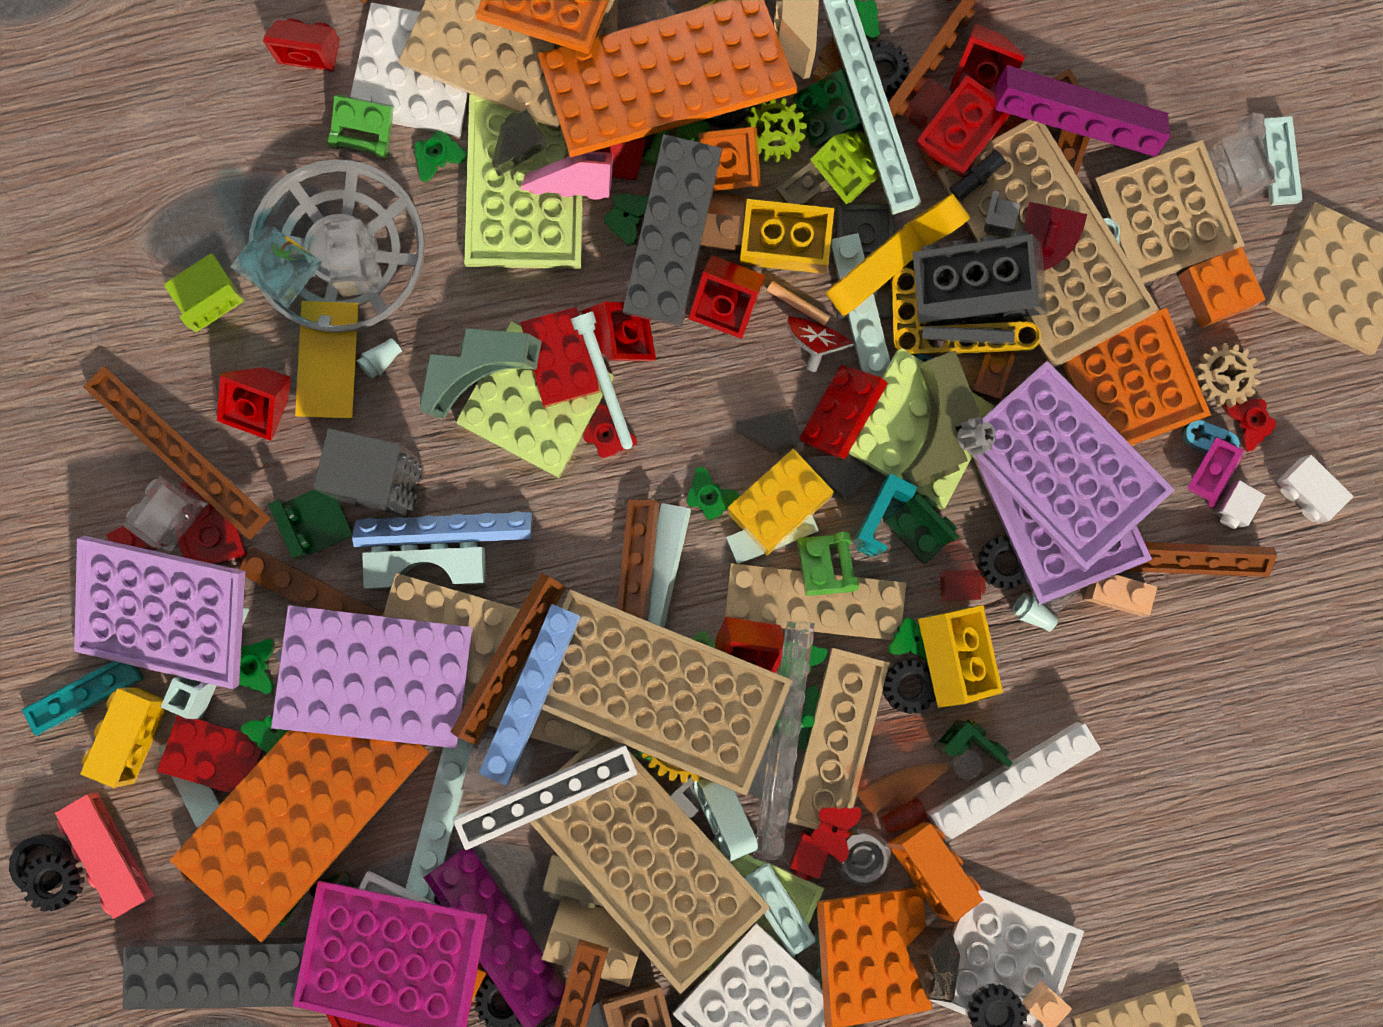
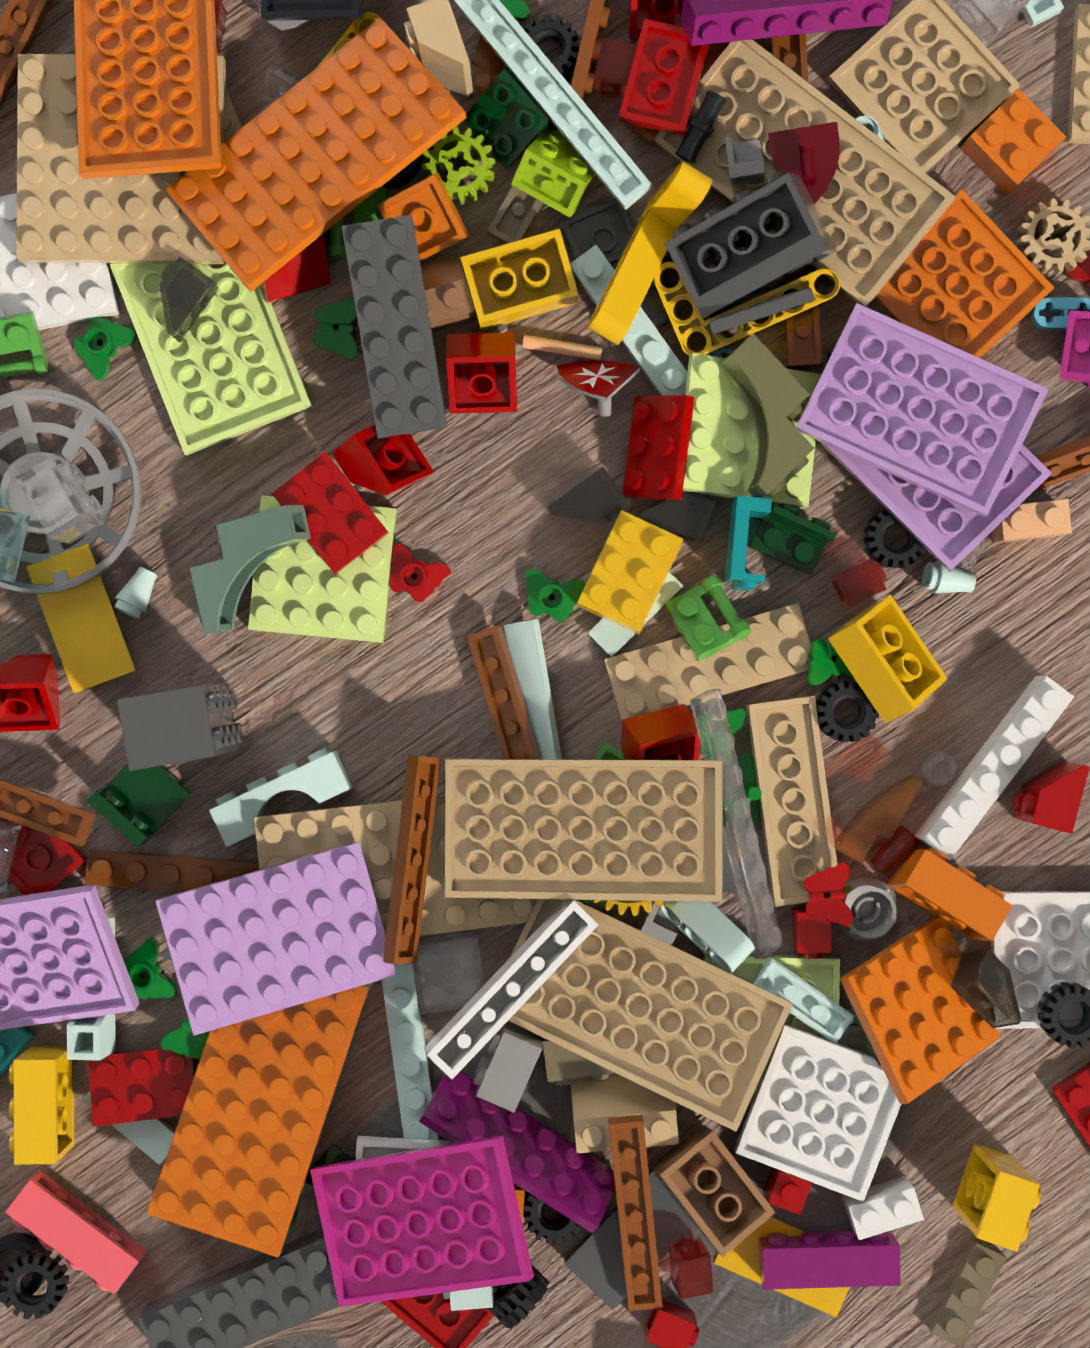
camera: 20 degrees left, 5 degrees up
(442, 529) = (283, 749): light blue plate -> none
(517, 862) = (509, 1066): none -> light grey brick
(529, 695) = (450, 888): light blue plate -> none
(579, 175) = (269, 306): bright pink slope -> none
(585, 326) = (344, 470): light aqua piece -> none
(956, 742) = (918, 749): dark green bracket -> none
(976, 436) = (813, 418): light grey gear -> none
(1050, 826) = (1052, 797): none -> red slope

